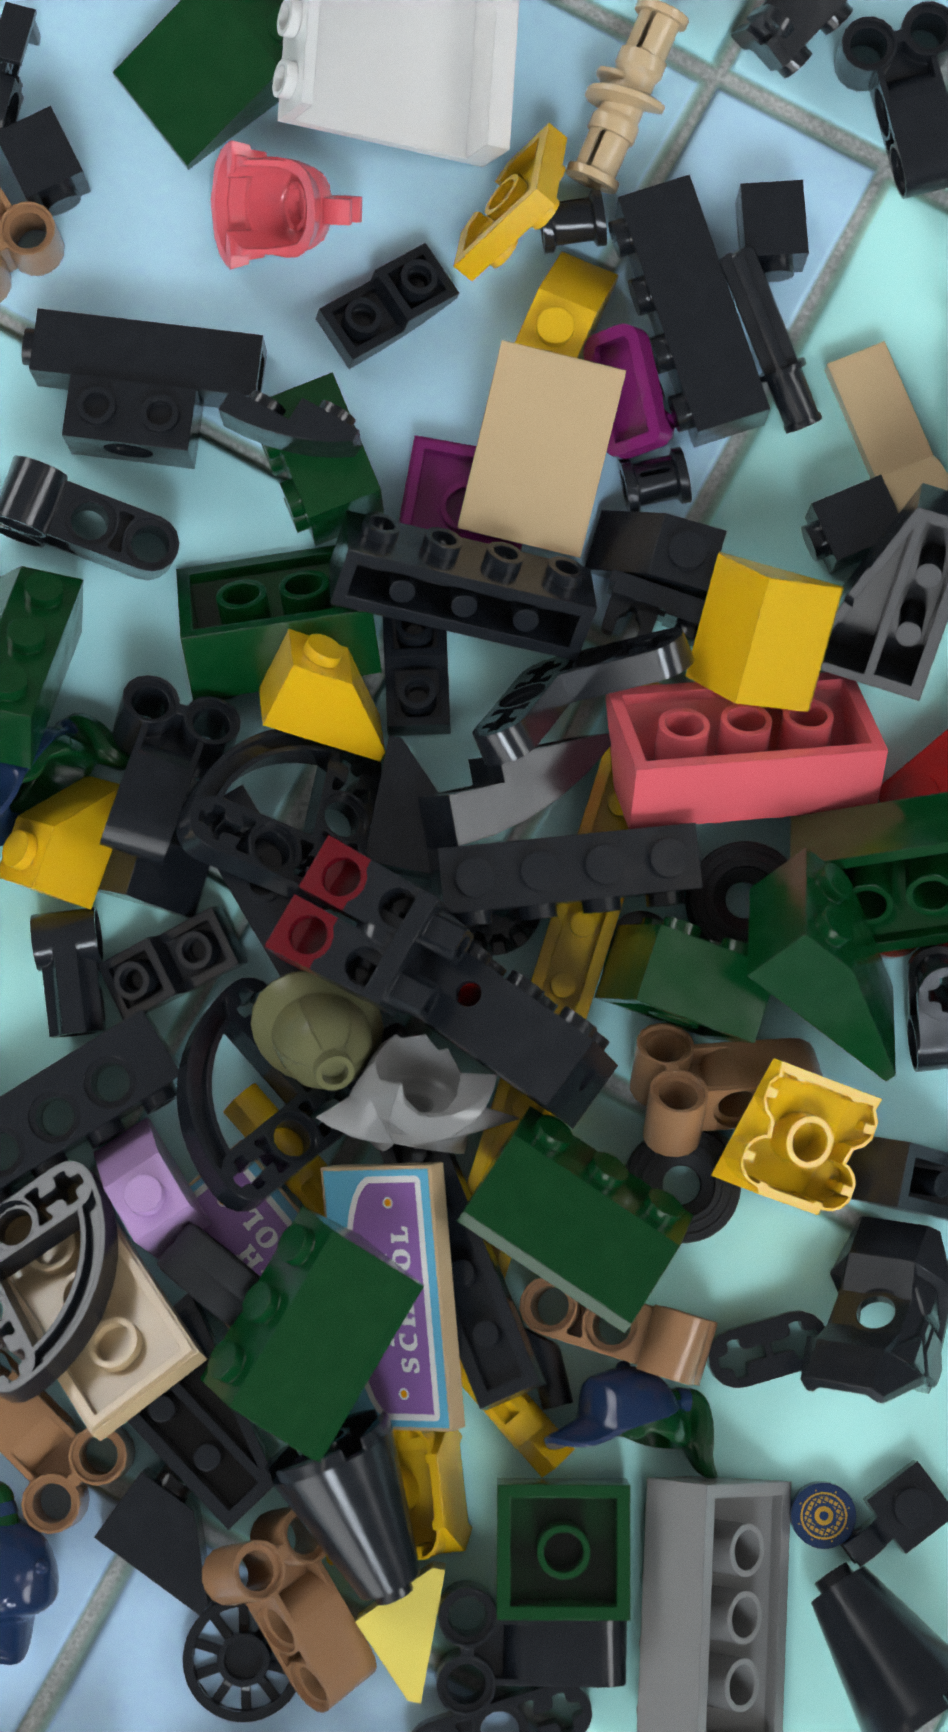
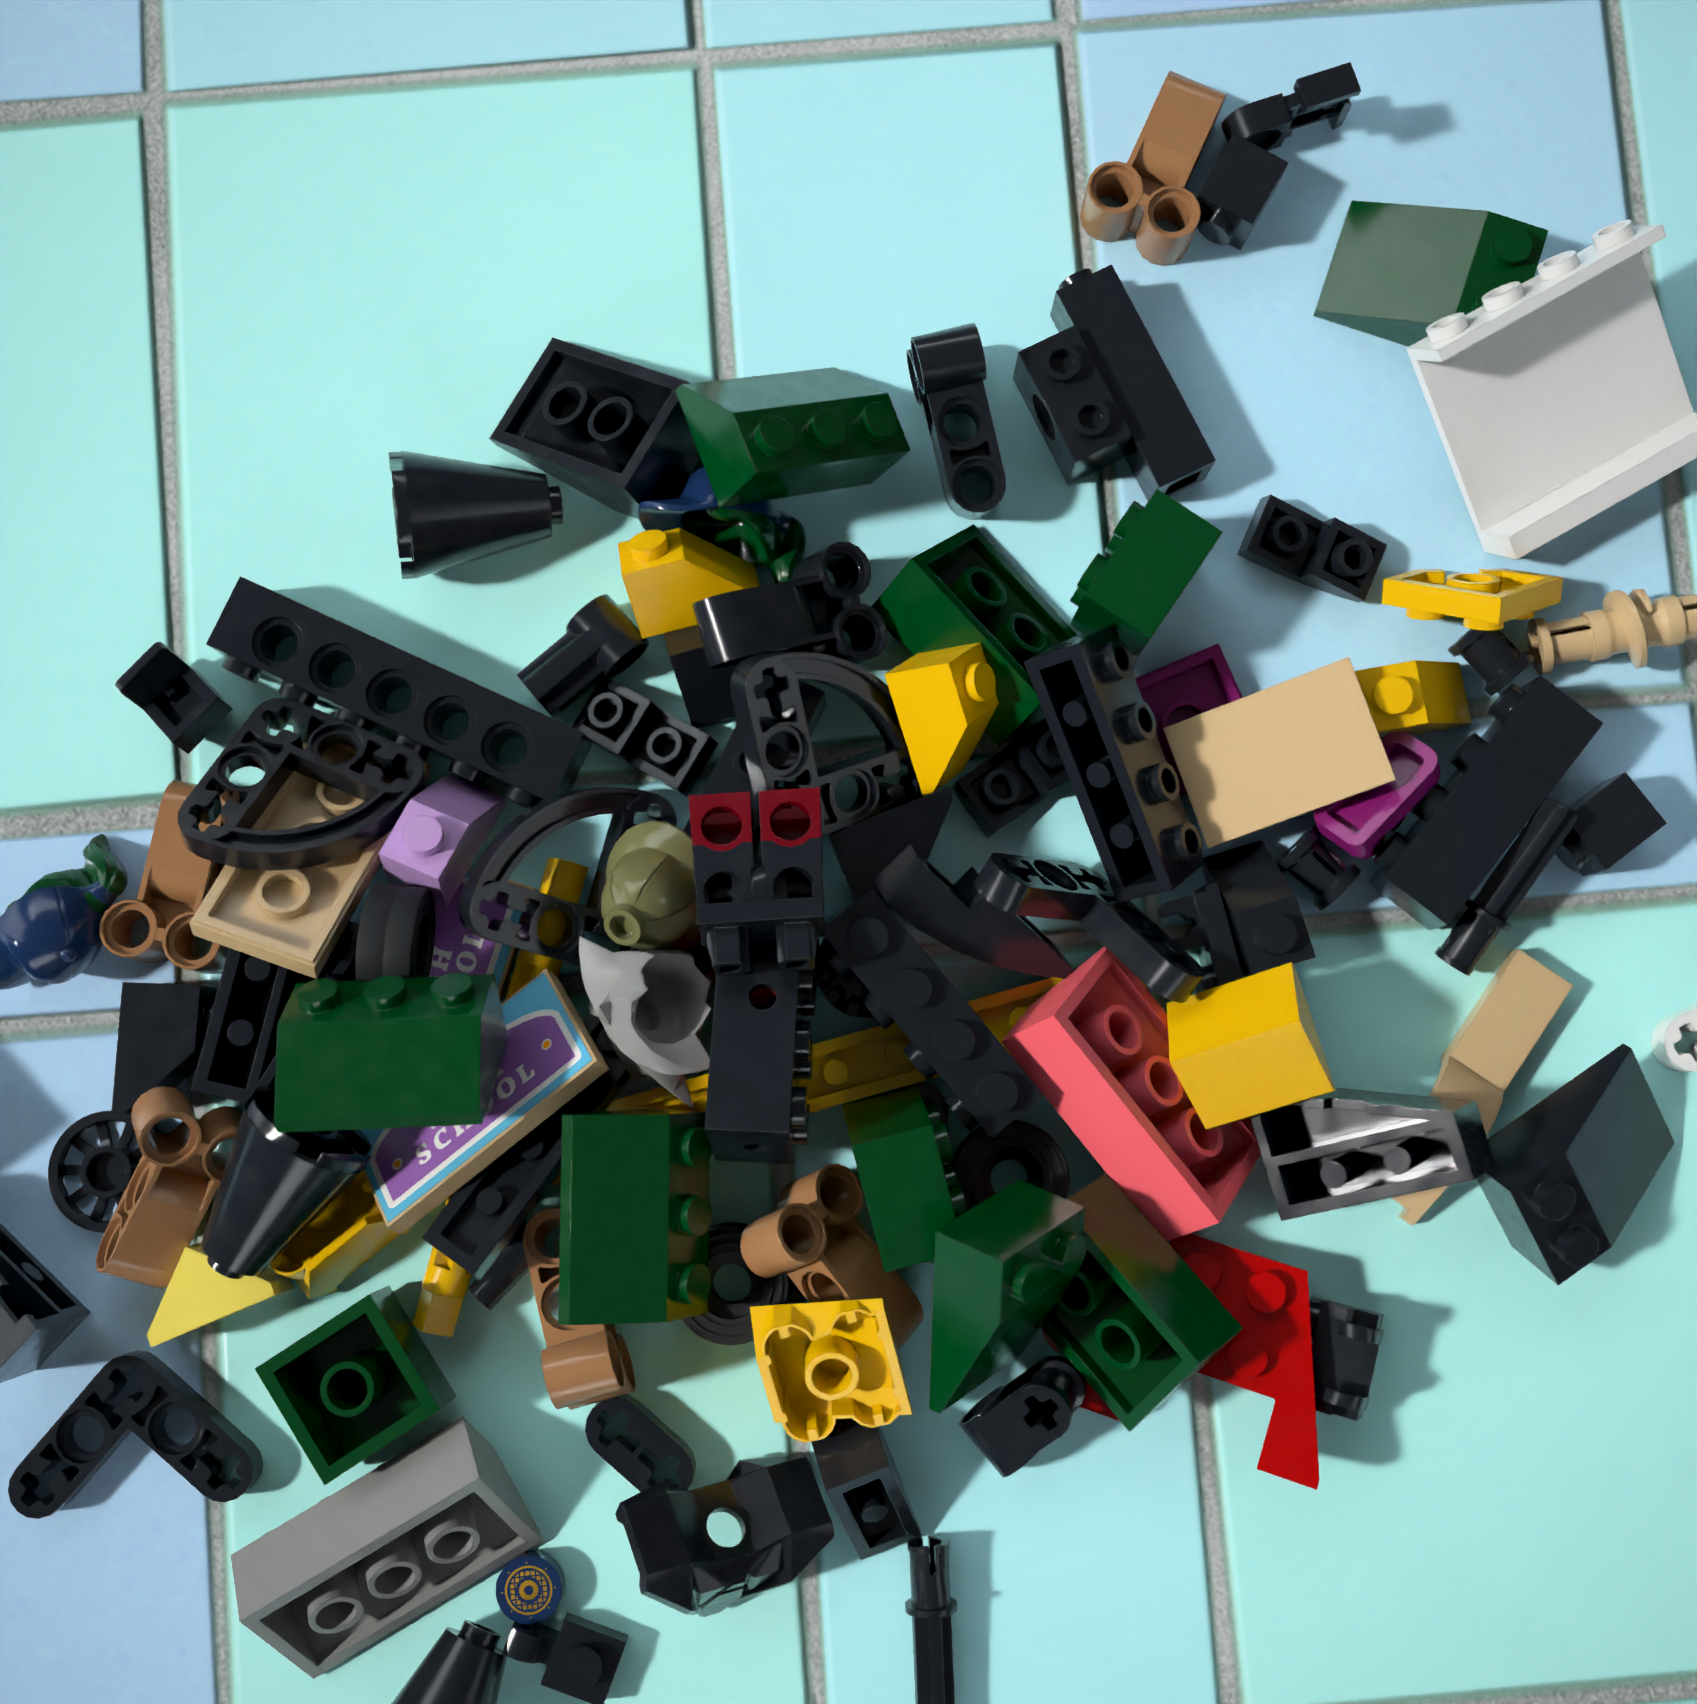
camera: 60 degrees right, 0 degrees up
(272, 206) = (1331, 398): coral helmet -> none
(309, 430) = (1156, 540): black slope -> none
(526, 1651) = (244, 1404): black piece -> none
(643, 1410) = (507, 1358): dark blue hair -> none
(848, 523) = (1394, 1058): black brick -> none

